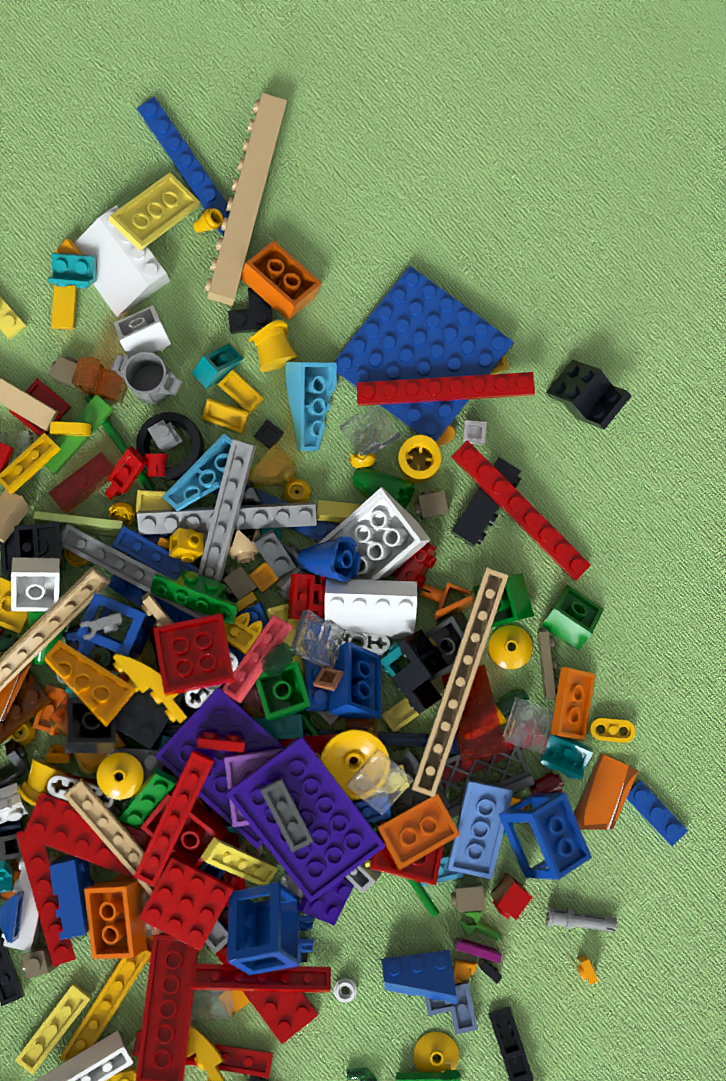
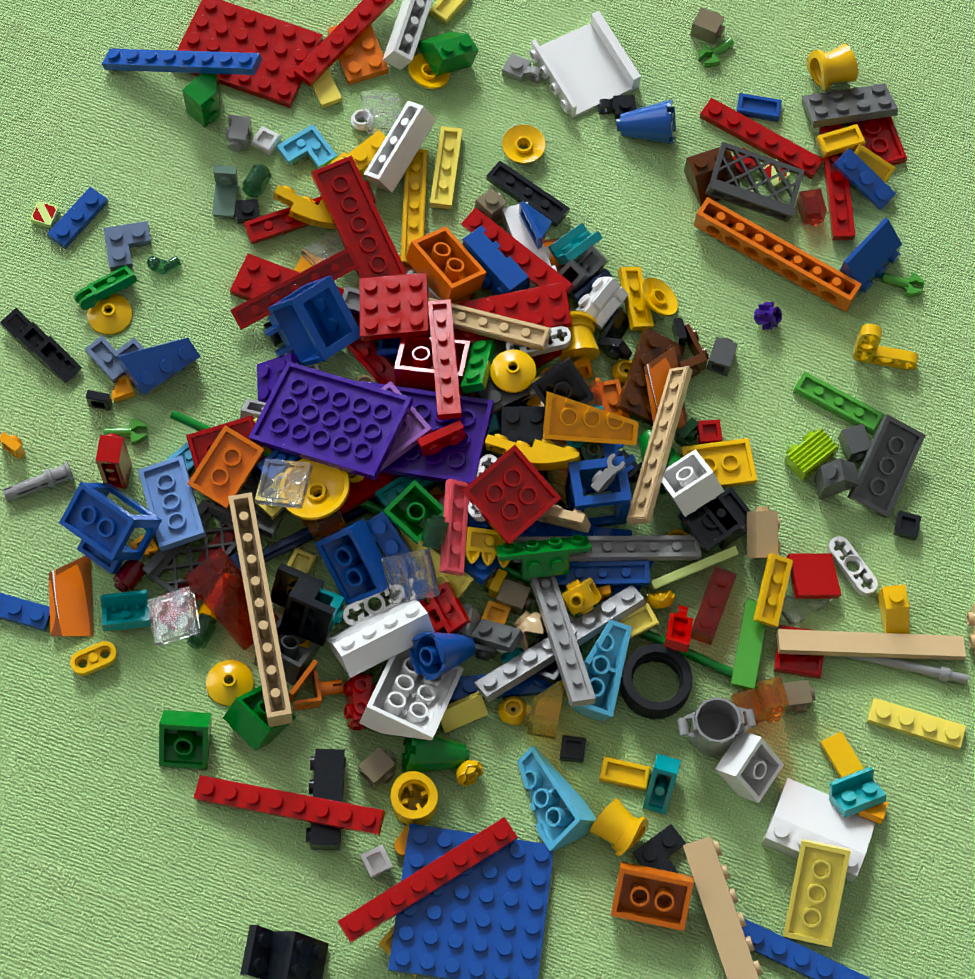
camera: 145 degrees right, 15 degrees down
(70, 428) = (755, 641): yellow beam -> none
(160, 461) = (656, 651): red bush -> none
(164, 435) = (663, 677): light grey brick -> none
(209, 220) = (759, 917): yellow cone -> none
(225, 415) = (624, 742): yellow tile -> none
(239, 862) = (370, 360): light yellow plate -> none
(286, 814) = (349, 409): dark grey plate -> none
(328, 678) = (380, 545): nougat slope -> none
(342, 996) = (217, 315): white plate -> none
(370, 431) = (477, 801): clear slope -> none
(468, 897) = (150, 446): dark tan brick -> none
(477, 949) = (118, 410): magenta tile -> none
(547, 664) = (185, 682): dark tan plate -> none
(572, 703) = (143, 658): orange plate -> none

